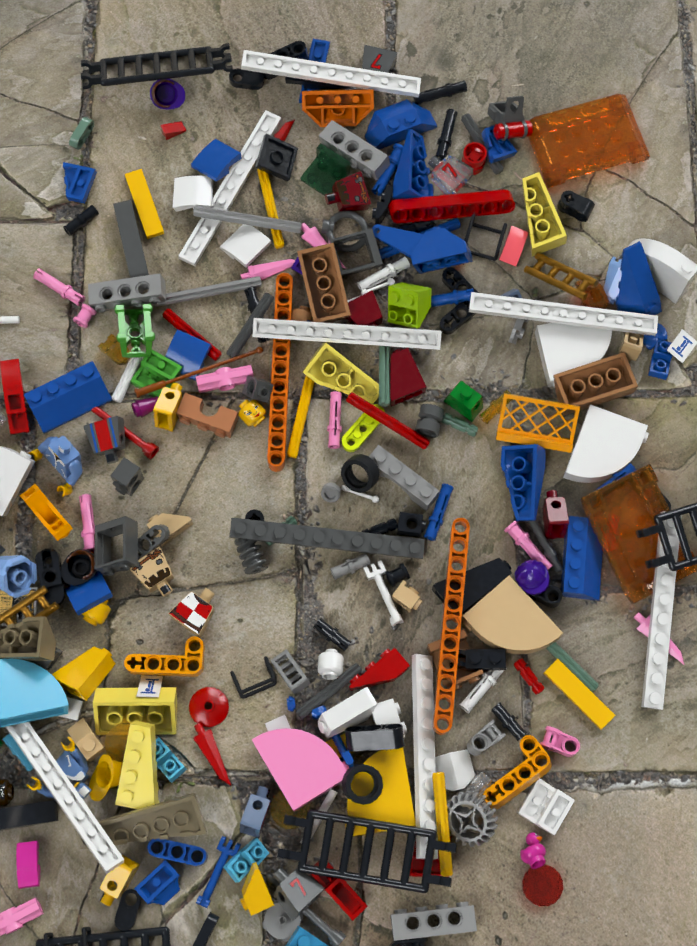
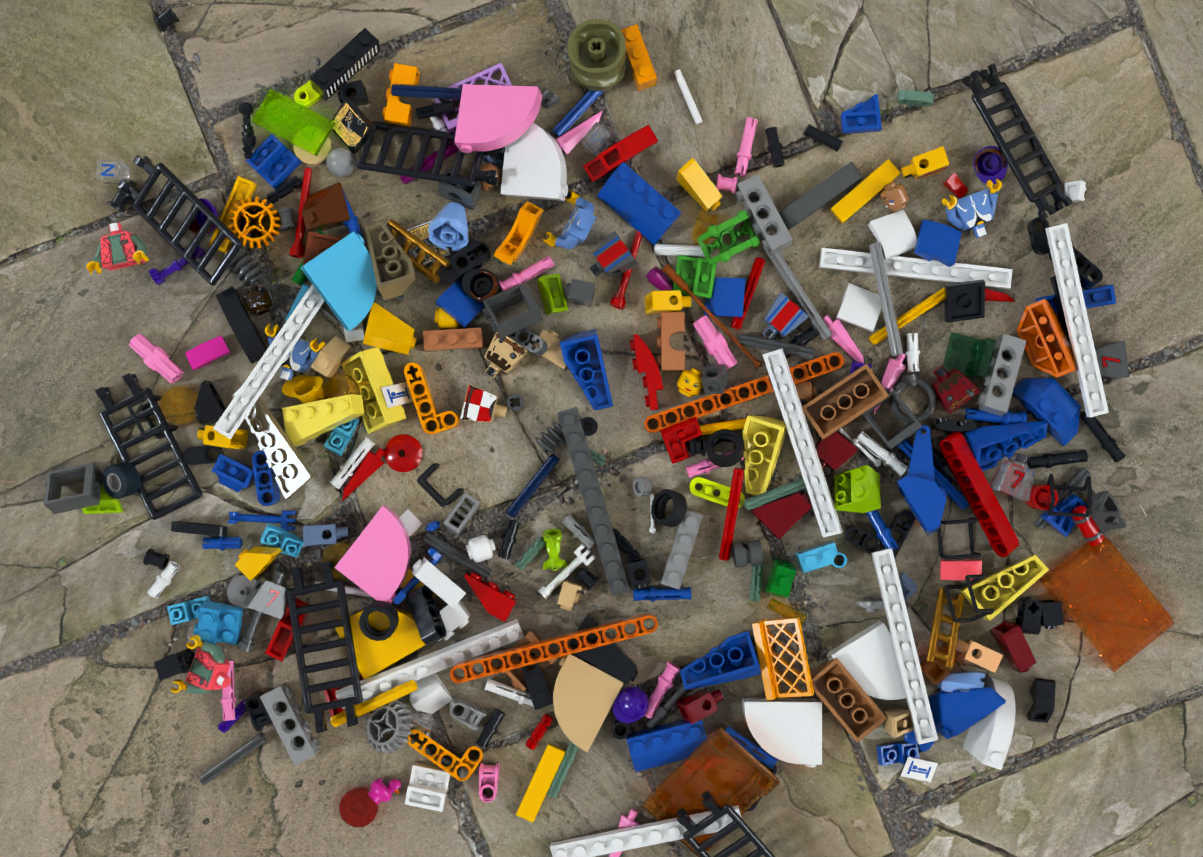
camera: 75 degrees right, 15 degrees up
(67, 914) = (179, 405): none -> clear yellow tile
(70, 263) = (774, 147): none -> black pin
(75, 338) = (699, 186): none -> yellow slope
(81, 882) = (208, 404): none -> black slope
(115, 507) = (552, 294): none -> lime slope
(118, 614) = (453, 339): none -> nougat arch
(143, 143) = (934, 162): none -> yellow torso
(160, 180) = (894, 196): none -> medium nougat head
(193, 497) = (585, 361): none -> blue wedge
(198, 579) = (515, 408): none -> dark grey bush
(200, 121) = (973, 210): none -> medium blue torso
(202, 767) = (347, 469): none -> white pin
(218, 445) = (645, 363): none -> red slope
(219, 37) = (1075, 190): none -> white tile
(224, 923) = (222, 543): none -> blue axle
(226, 311) = (782, 317): none -> torso
(289, 593) = (533, 484): none -> dark blue axle
(296, 444) = (676, 436): none -> red tile
(304, 216) = (912, 352): none -> white pin
(313, 428) = (695, 446): none -> black wheel
(334, 408) = (721, 436): none -> black tyre
(354, 620) = (528, 556): none -> sand green axle
(356, 594) = (552, 538): none -> lime animal
(456, 359) = (819, 557): none -> medium azure hinge
(474, 114) = (1087, 485): none -> black piece
(528, 239) = (984, 612): none -> black piece
(581, 186) = (1051, 613): none -> black brick
(595, 256) = (984, 657): none -> light nougat torso
(597, 226) = (1014, 646): none -> dark red slope
(651, 219) = (1043, 699): none -> black slope

